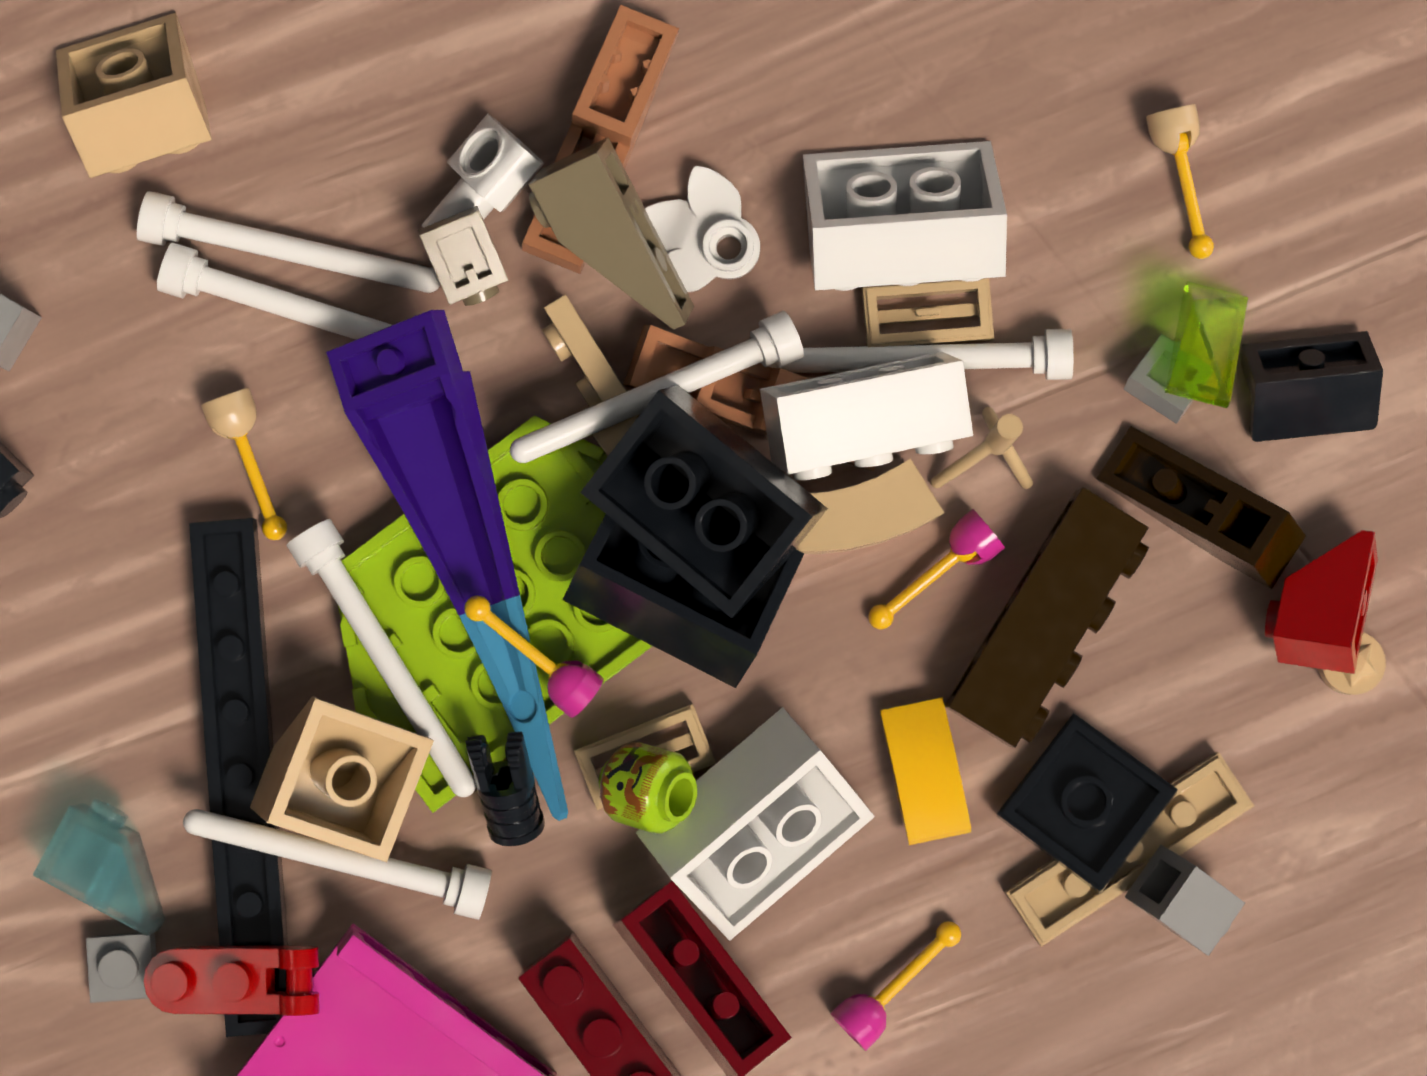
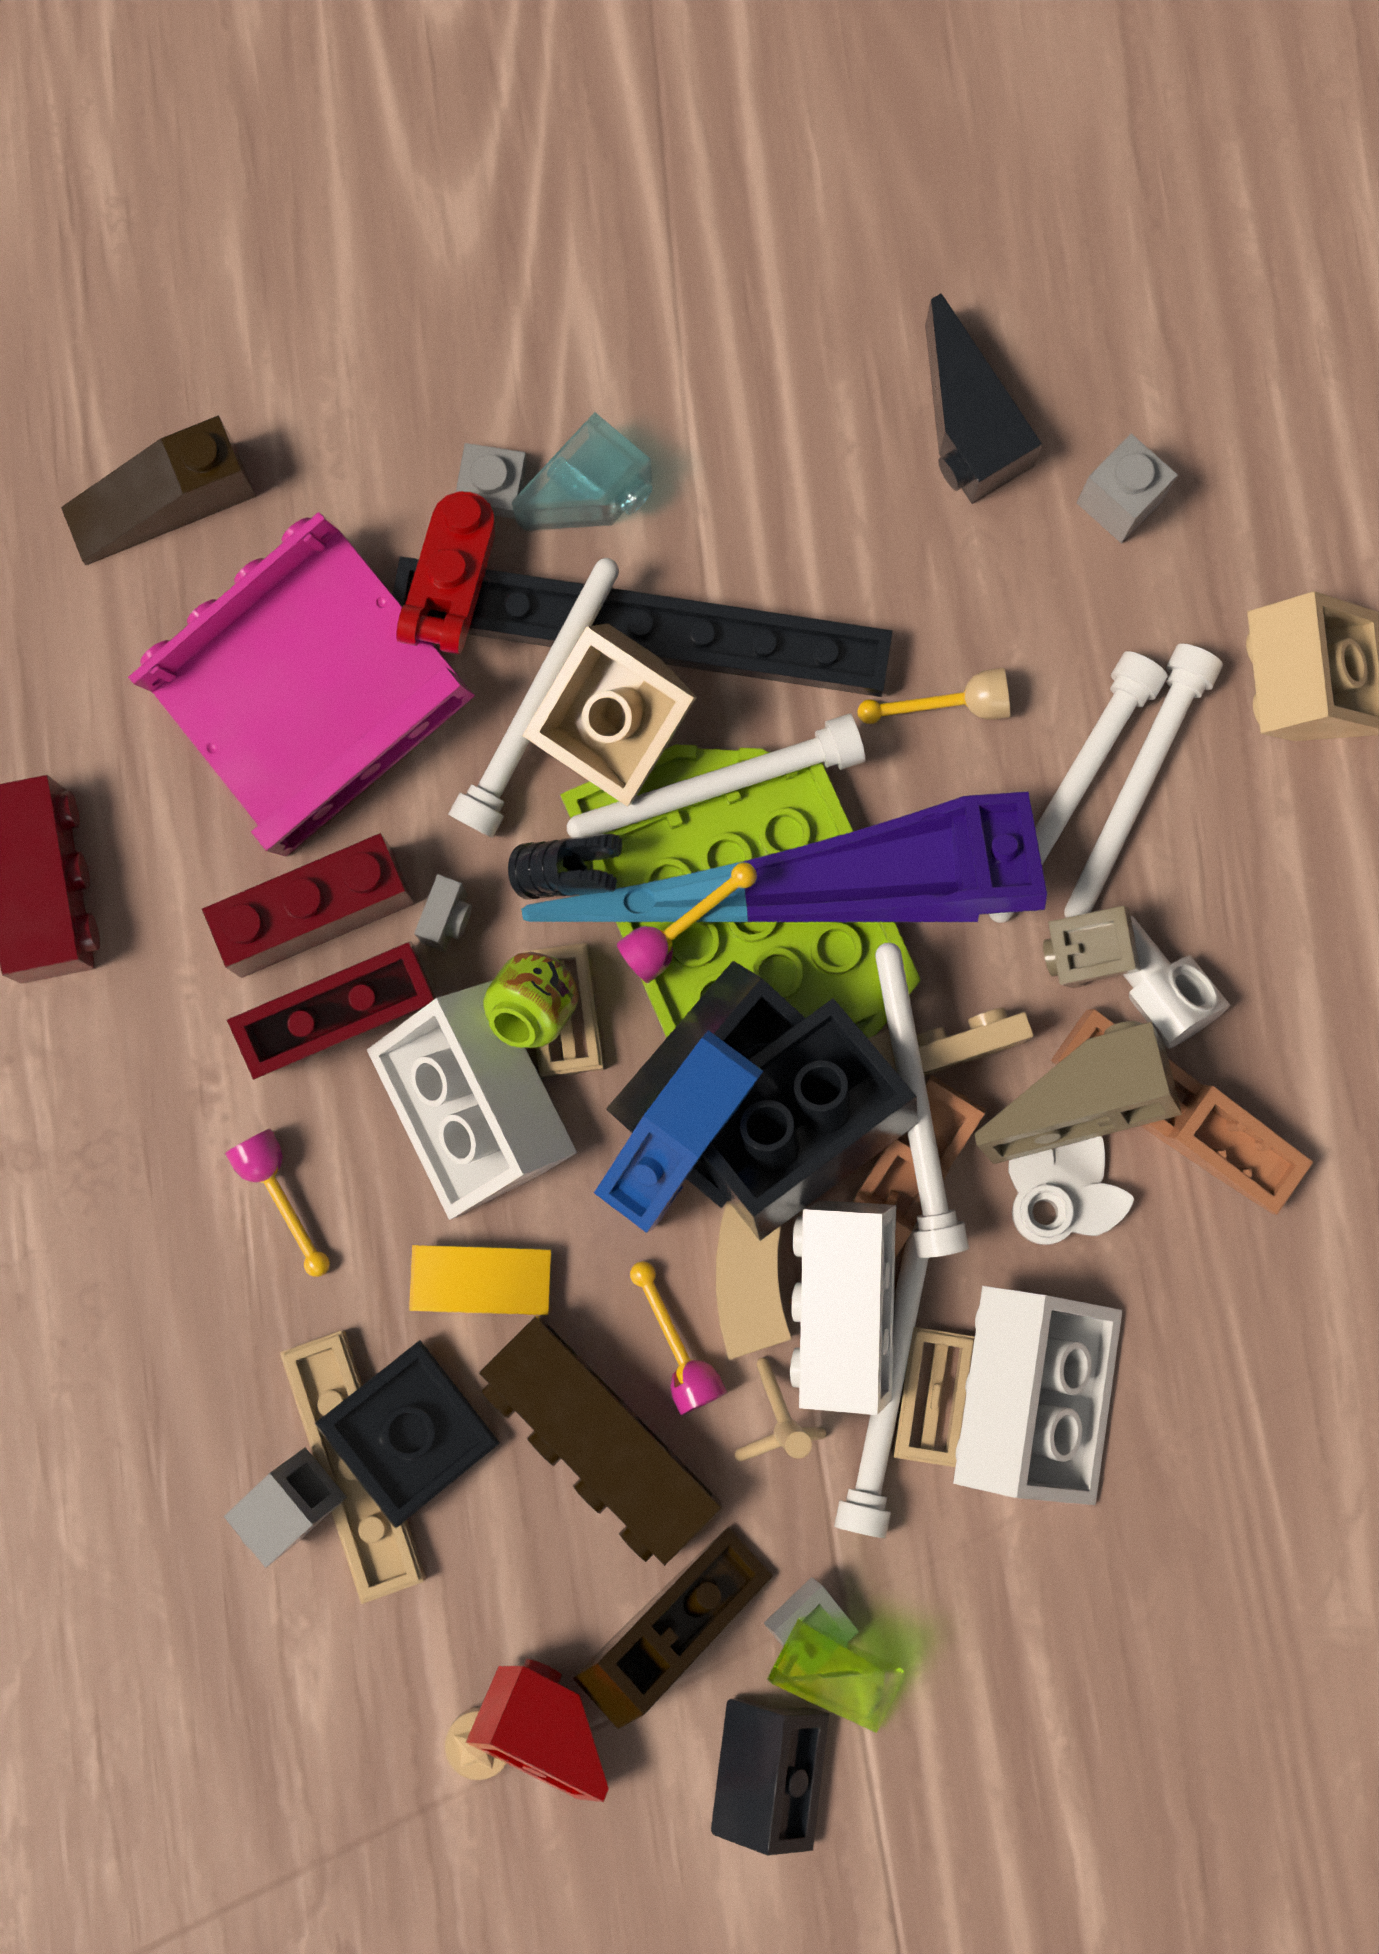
camera: 110 degrees right, 5 degrees down
(579, 896) = (444, 914): none -> light grey plate
(746, 608) = (677, 1131): none -> blue slope
(1176, 133) = (1061, 1699): hinge -> none

